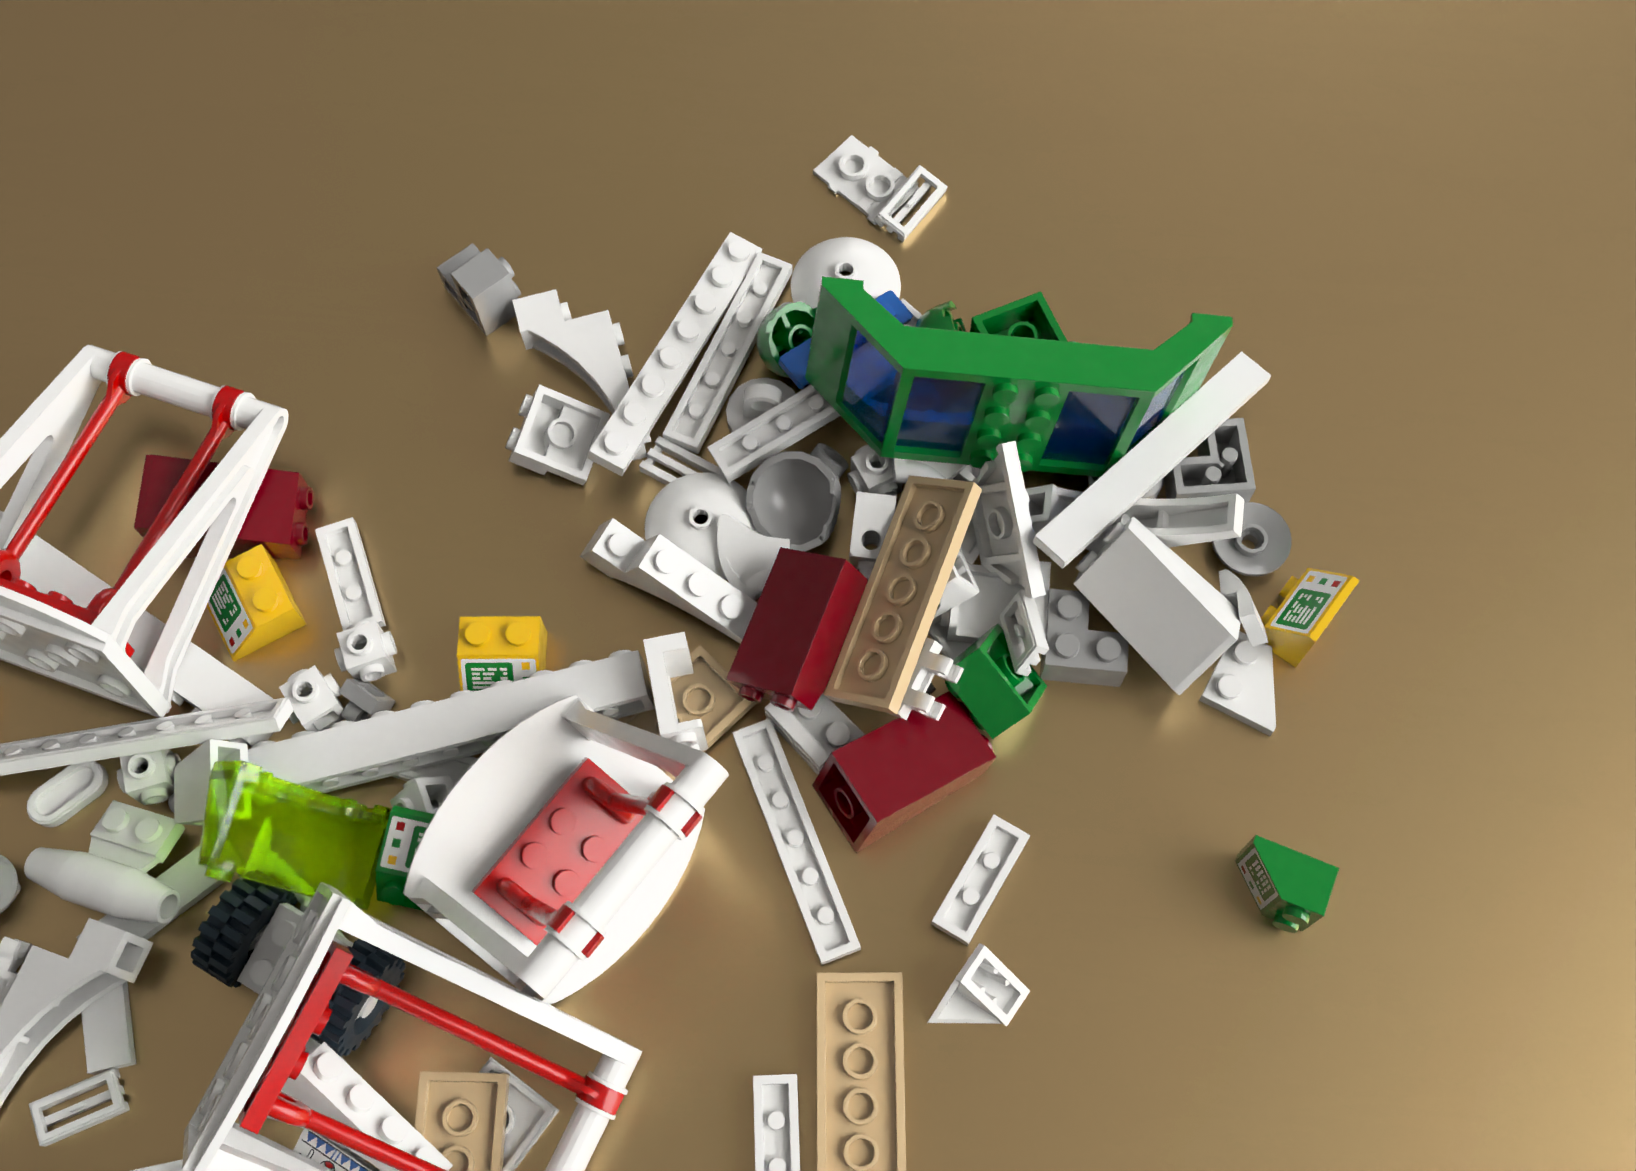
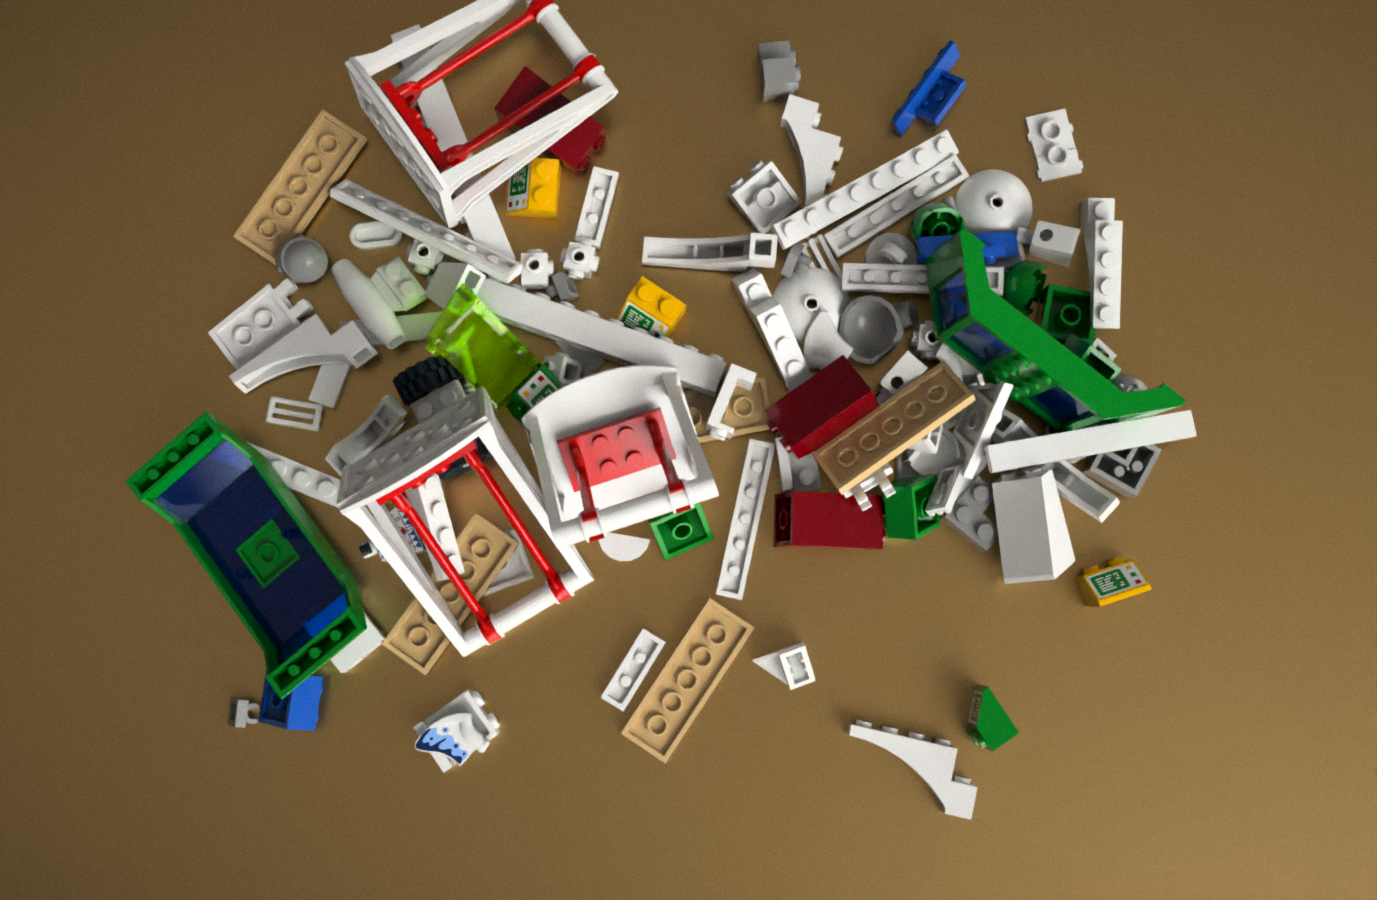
camera: 30 degrees right, 15 degrees up
(212, 1029) = (372, 434): none -> white arch
(542, 534) = (717, 254): none -> white arch
(648, 483) = (796, 261): none -> light grey tile
(654, 985) = (623, 546): none -> white tile
(687, 204) = (933, 93): none -> blue bracket
(707, 900) = (681, 531): none -> green slope
(893, 224) = (1048, 186): white tile -> none
(940, 275) = (1058, 242): none -> white torso
(980, 880) = (829, 606): white plate -> none
(1007, 240) = (1104, 259): none -> white arch
(1237, 593) = (1078, 563): white slope -> none
(1244, 685) = (1050, 598): white wing -> none
(1250, 994) = (930, 760): none -> white arch
(1270, 538) = (1128, 523): light grey dish -> none

